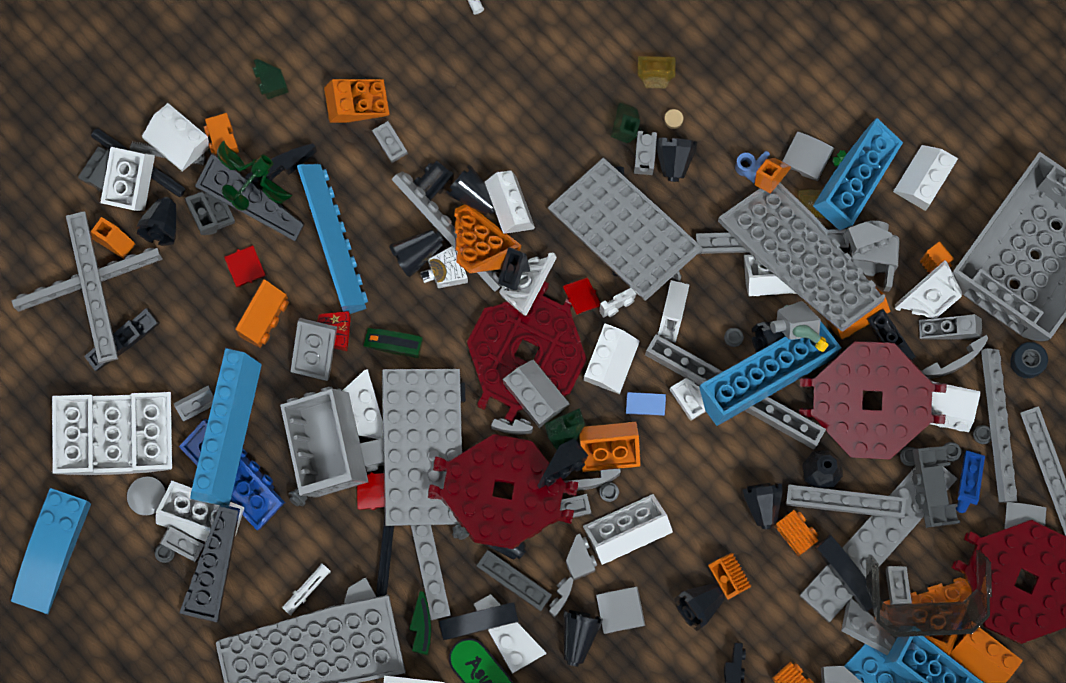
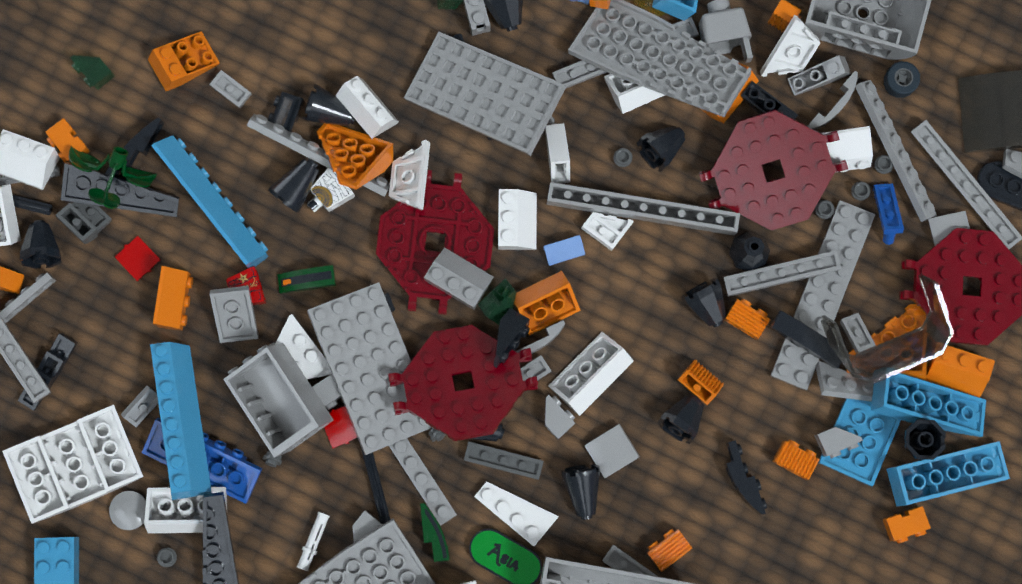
camera: 25 degrees left, 5 degrees up
(181, 543) = (180, 543): light grey plate -> none
(479, 621) = (485, 511): black slope -> none
(512, 269) = (393, 168): black slope -> none
(518, 427) = (454, 316): light grey slope -> none
(564, 591) = (553, 450): light grey slope -> none
(582, 295) = (467, 170): red piece -> none
(609, 491) = (560, 345): dark grey plate -> none
(611, 308) = (499, 172): white wing -> none
(764, 375) = (668, 179): dark azure slope -> none
(799, 322) = (681, 122): light grey torso -> none
(866, 236) = (713, 18): light grey slope -> none
(931, 487) = (856, 232): dark grey bracket -> none

